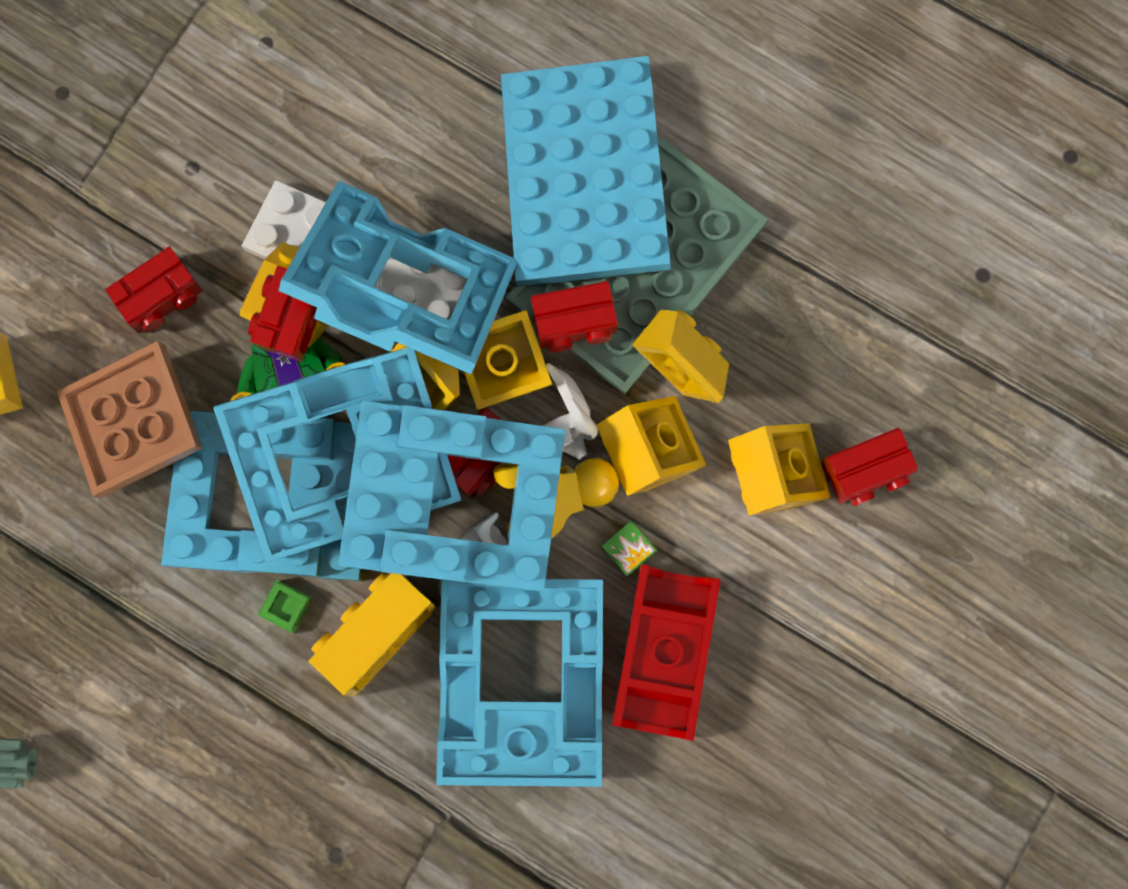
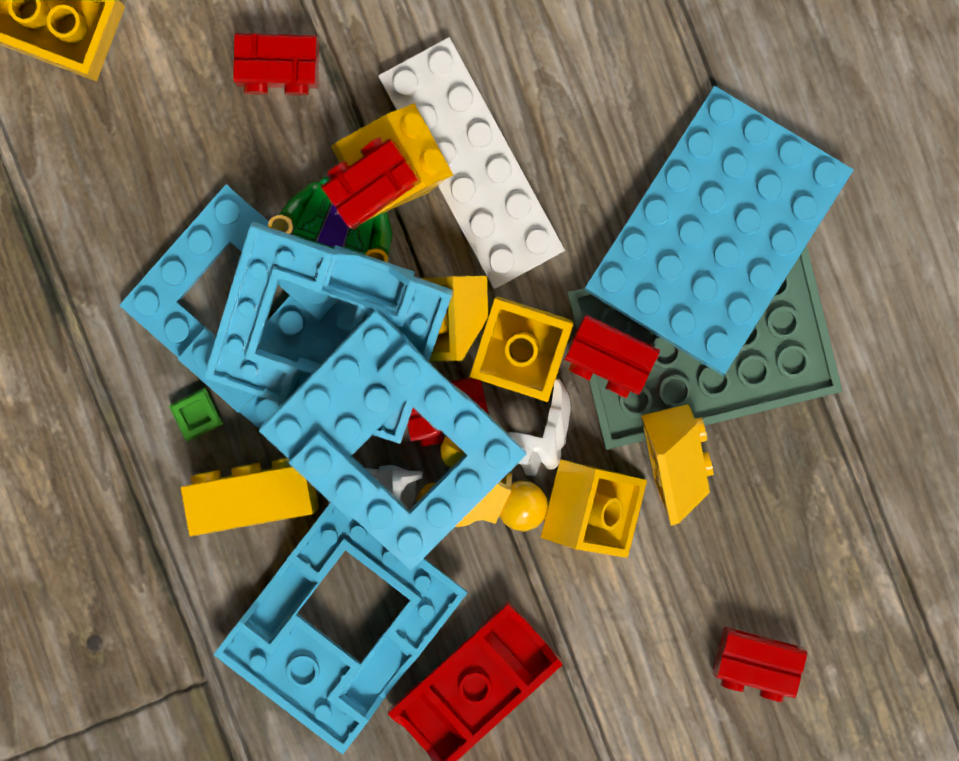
camera: 40 degrees right, 10 degrees up
(129, 419) = (177, 163): nougat plate -> none
(347, 255) = (451, 177): medium azure piece -> none
(628, 548) = (510, 578): tile -> none
(778, 468) = (683, 608): yellow slope -> none

